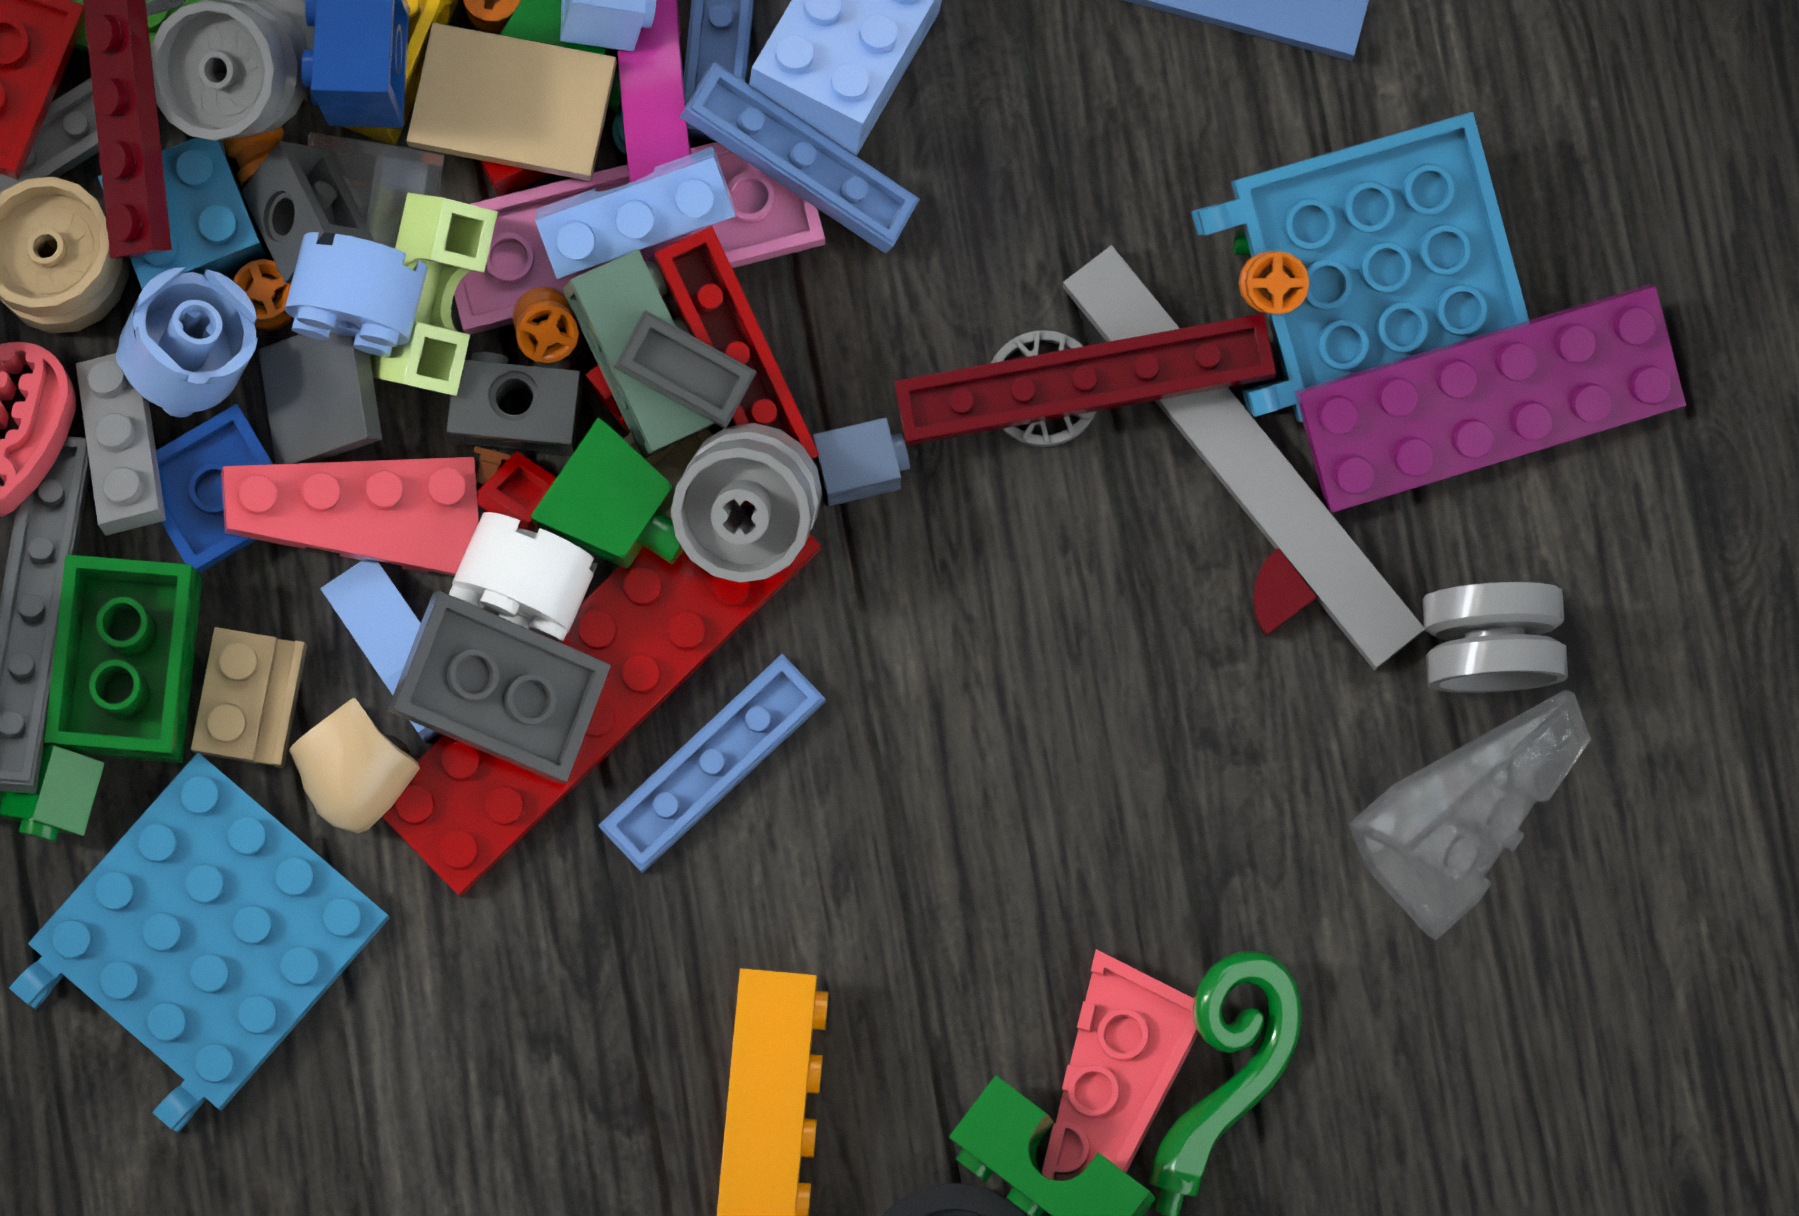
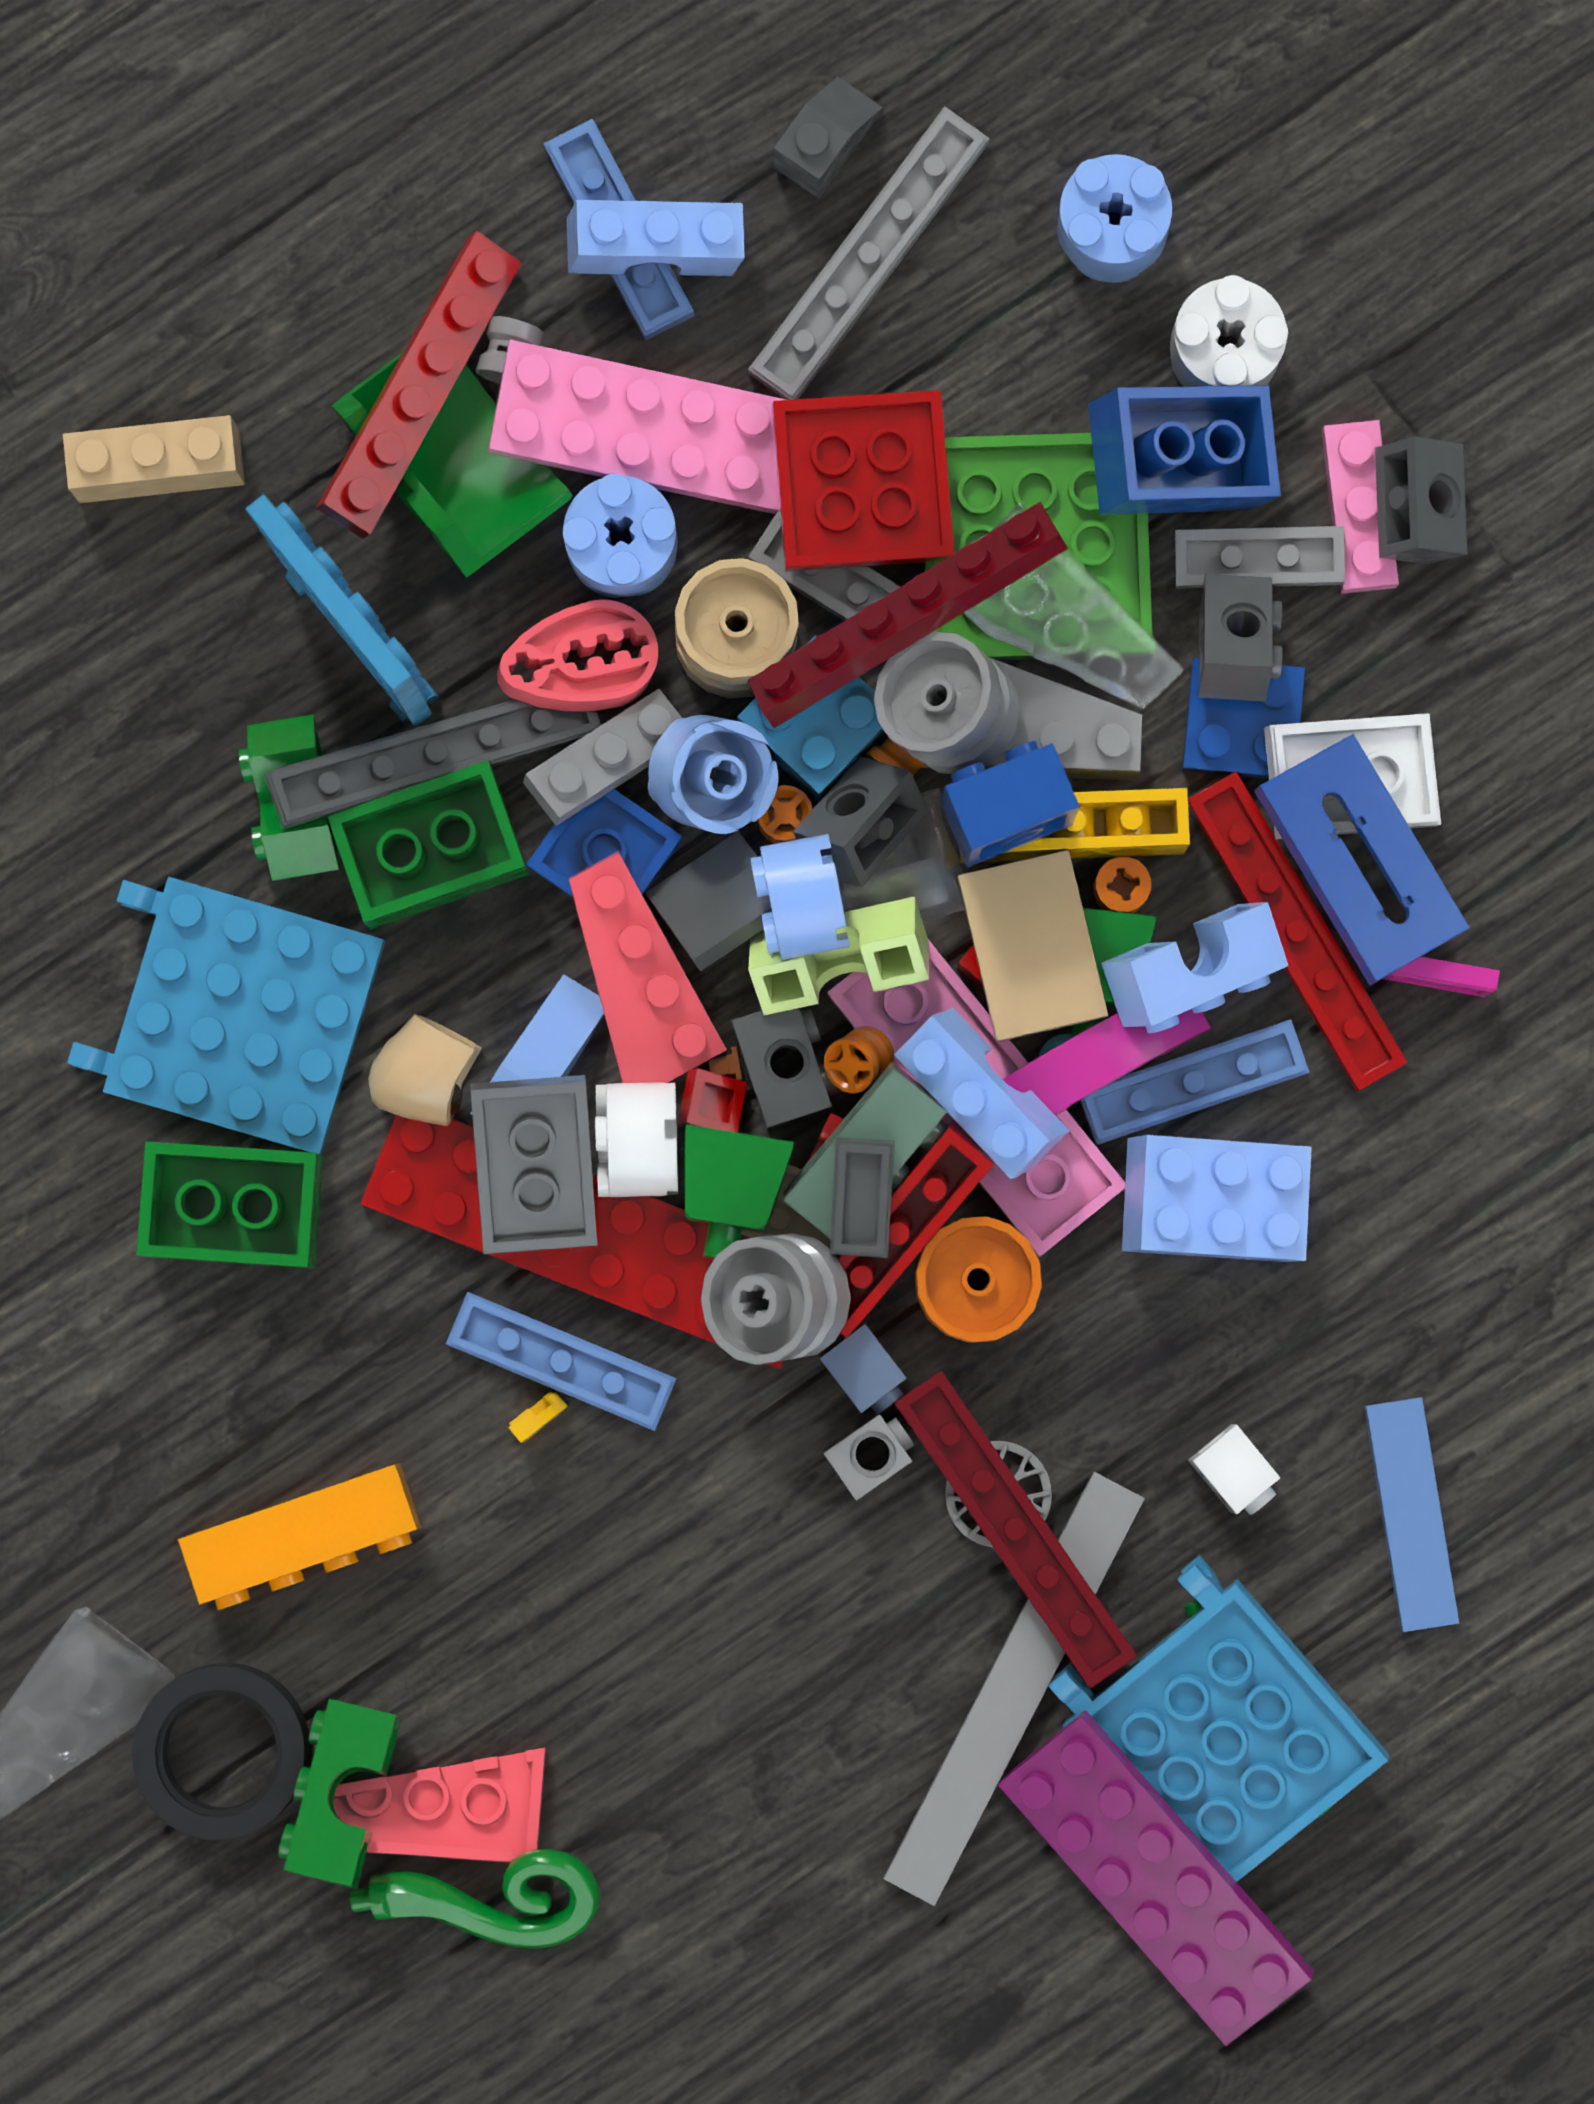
camera: 70 degrees right, 5 degrees up
(249, 697) = (448, 958): tan plate -> none
(397, 1022) = (230, 1205): none -> green brick
(758, 811) = (537, 1416): none -> yellow tile
(799, 157) = (1097, 1205): medium blue tile -> none
(828, 269) = (985, 1246): none -> orange wheel
(952, 520) = (843, 1455): none -> light grey brick
(1123, 144) = (1236, 1471): none -> white brick
(1279, 593) = (911, 1768): dark red tile -> none
(1286, 282) = (1157, 1665): orange wheel -> none
(1451, 820) = (780, 1997): clear wedge -> none
(1495, 637) = (946, 1971): light grey wheel -> none

